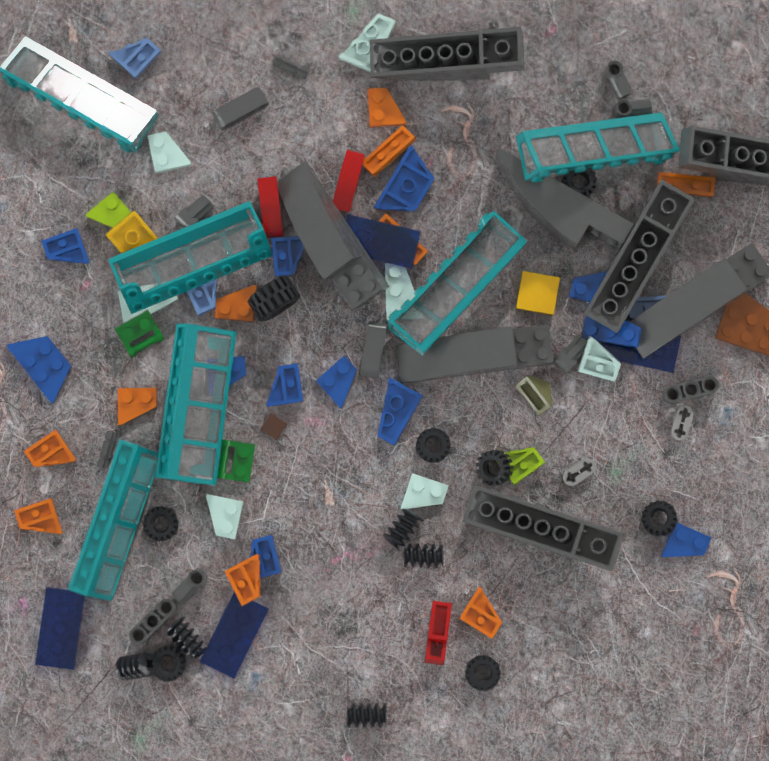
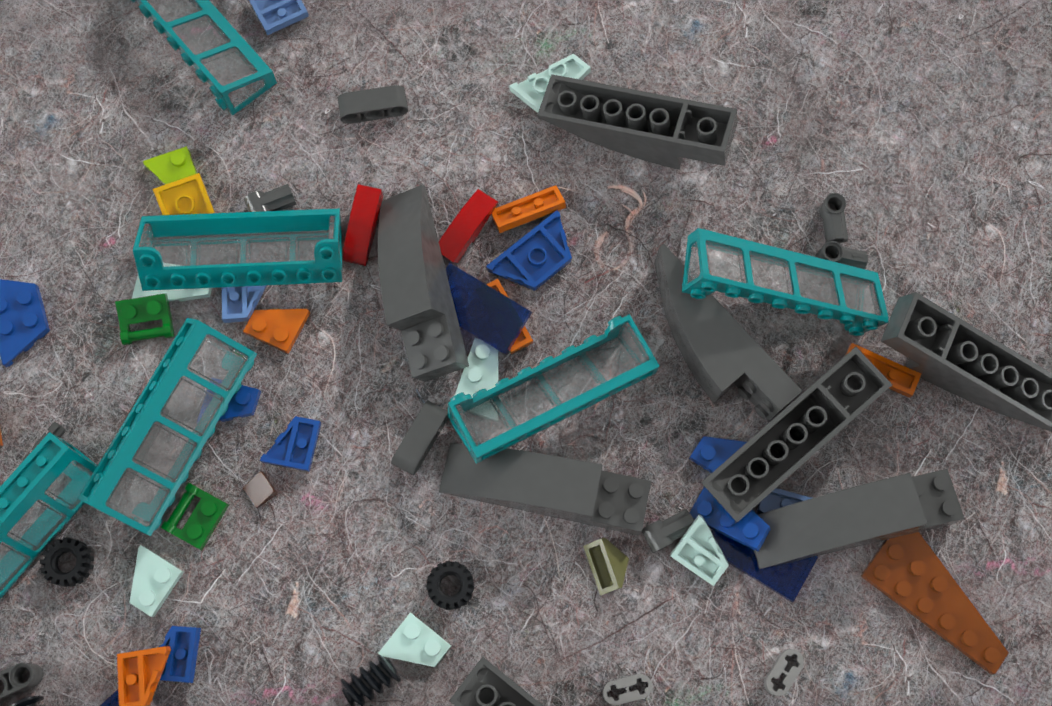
camera: 20 degrees right, 10 degrees down
(66, 247) = (104, 190): blue wing -> none
(135, 402) = (103, 400): orange wing -> none
(166, 153) = (266, 126): light aqua wing -> none
(189, 586) = (67, 657): dark grey piece -> none
(273, 298) = (319, 330): black tyre -> none
(286, 255) = (358, 288): blue wing -> none
(290, 67) = (449, 79): dark grey axle -> none
(338, 380) = (362, 460): blue wing -> none
(383, 109) = (540, 161): orange wing -> none
(397, 411) = (422, 525): blue wing -> none
(485, 473) = (504, 643): black tyre -> none
(524, 463) = (553, 649): lime wing -> none
(537, 293) = (651, 439): yellow tile -> none
(590, 178) = (757, 310): black tyre -> none
(698, 385) = (821, 632): dark grey beam -> none

